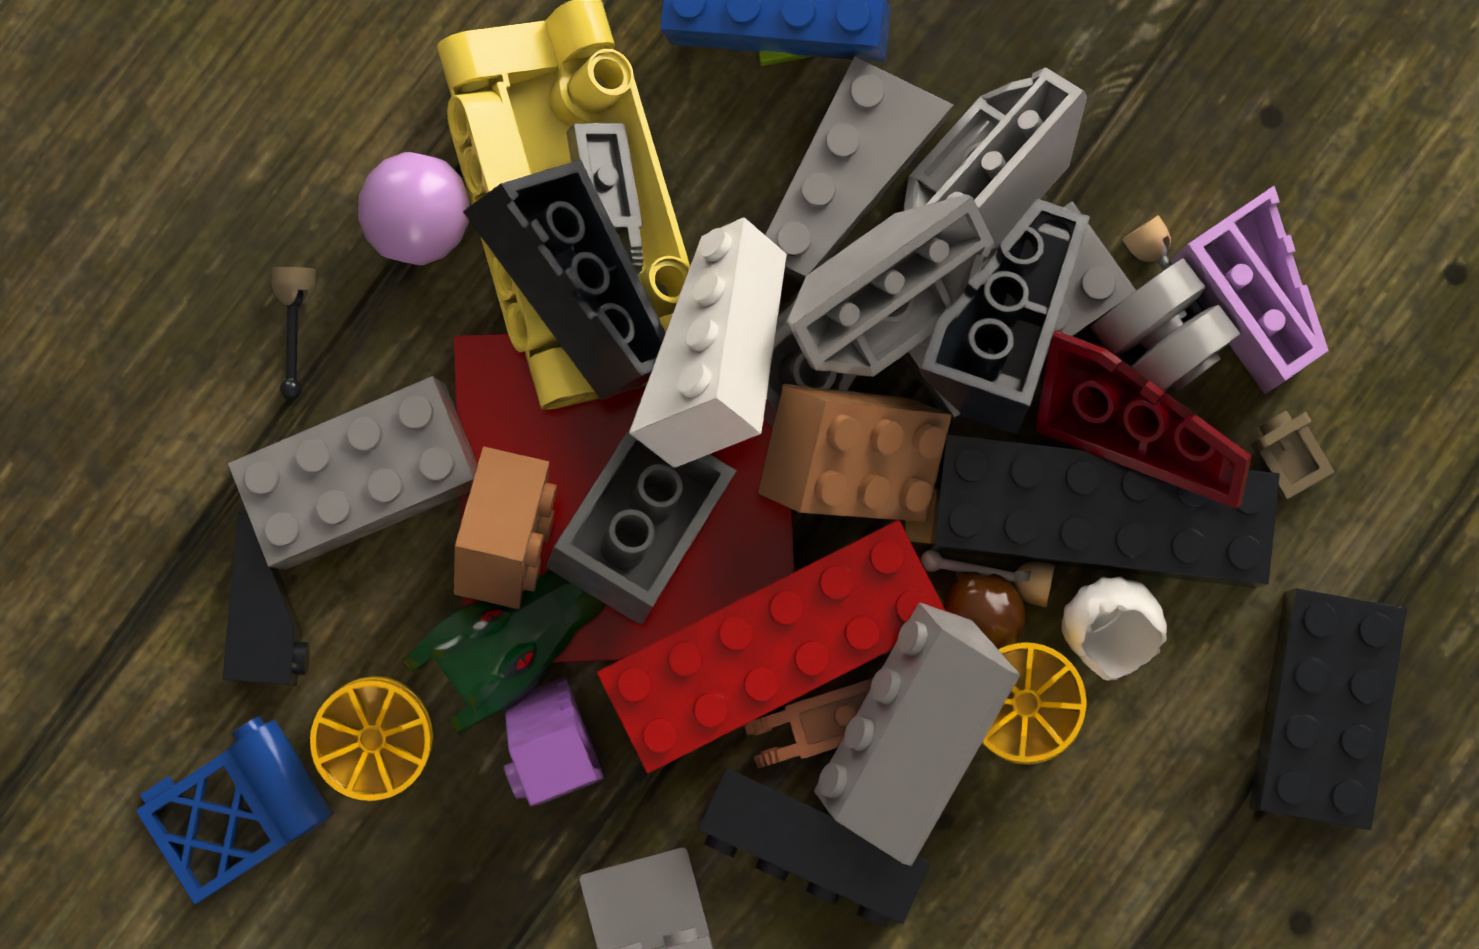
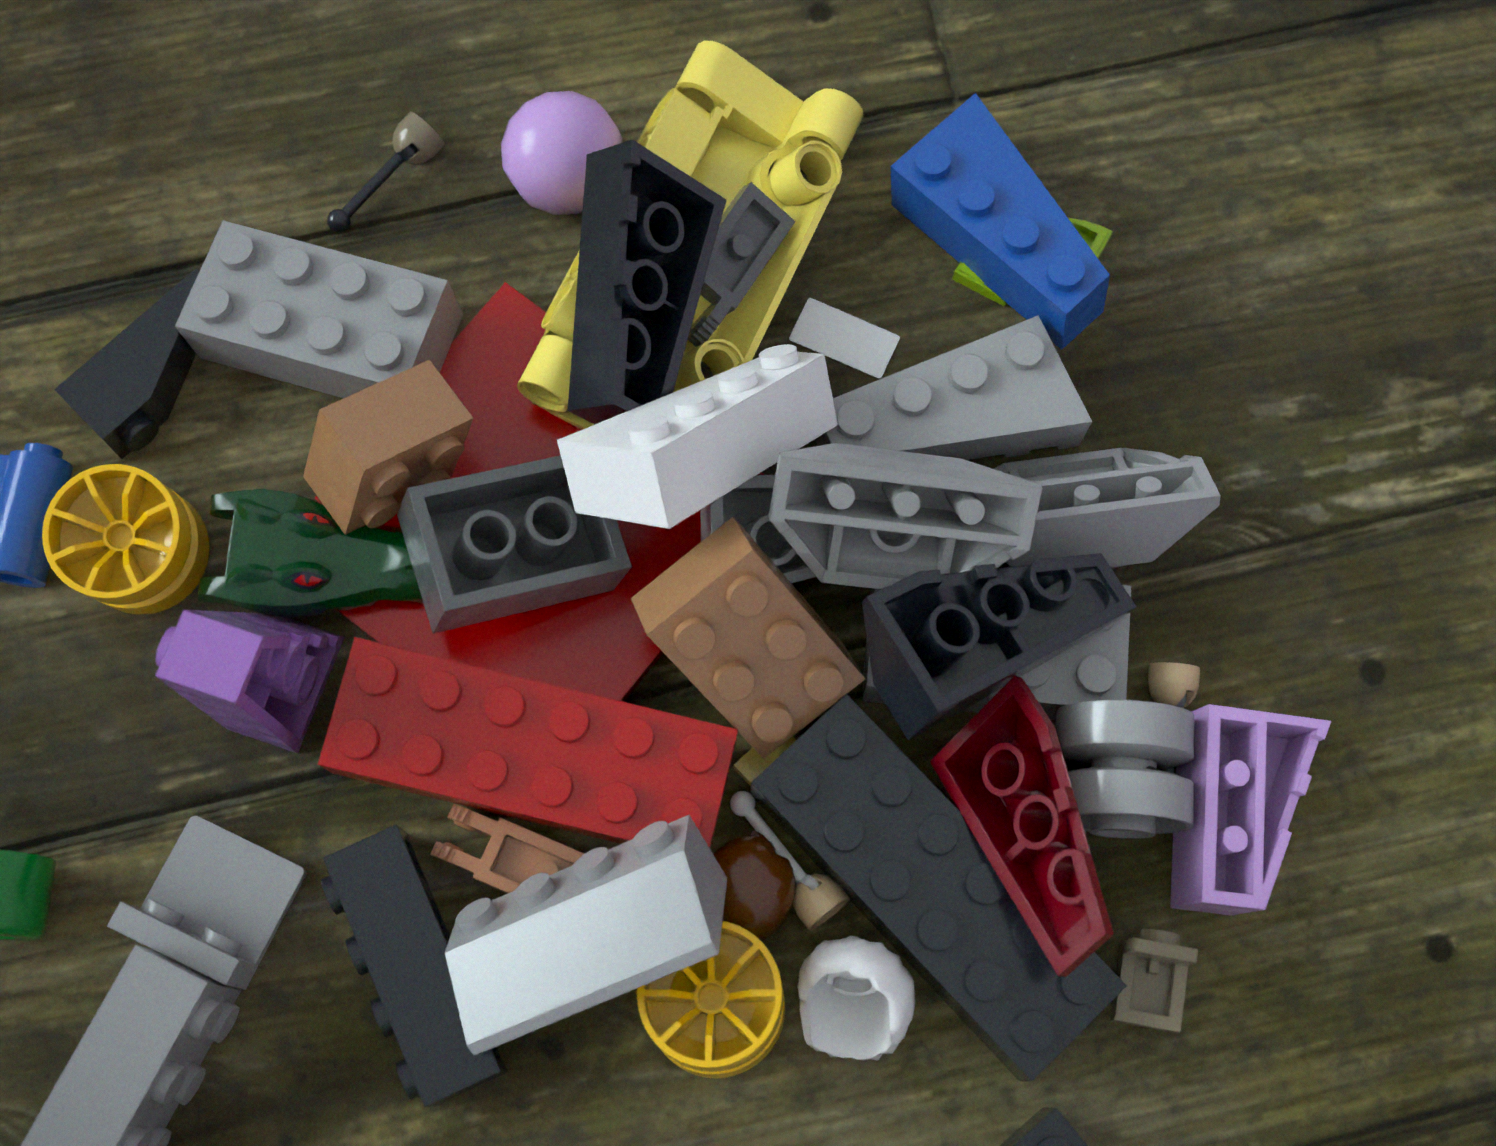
camera: 40 degrees right, 10 degrees down
(722, 174) = (844, 338): none -> white sticker

